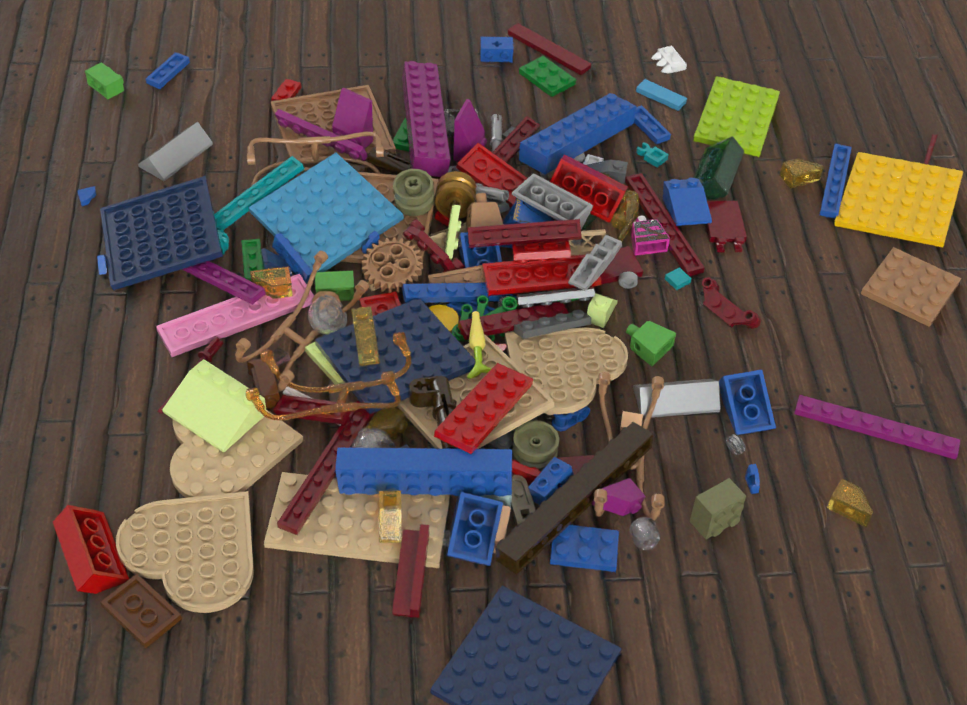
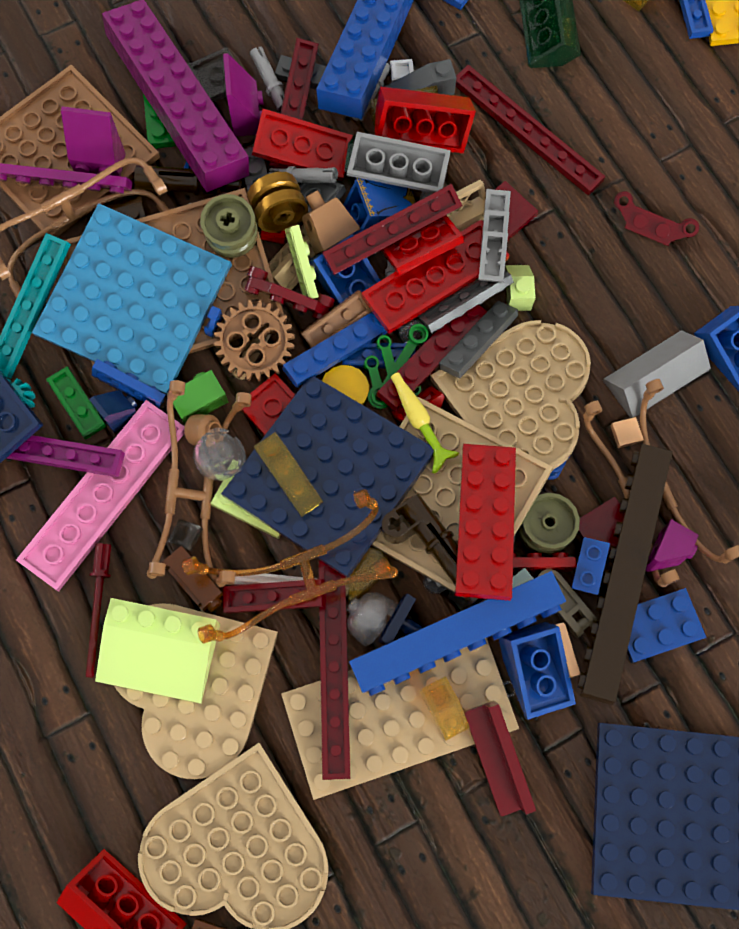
camera: 25 degrees left, 25 degrees up
(275, 281) = (126, 433): clear yellow slope -> none
(627, 213) = (481, 135): clear yellow animal -> none
(628, 279) = (528, 232): light grey tile -> none
(645, 533) = (716, 580): clear head -> none
(648, 237) = (520, 157): torso -> none
(650, 341) = (596, 310): bright green torso -> none
(652, 155) = (468, 30): teal plate -> none
(678, 278) = (580, 203): teal tile -> none
(686, 201) = (542, 89): blue slope -> none
(726, 225) = (593, 99): dark red tile -> none

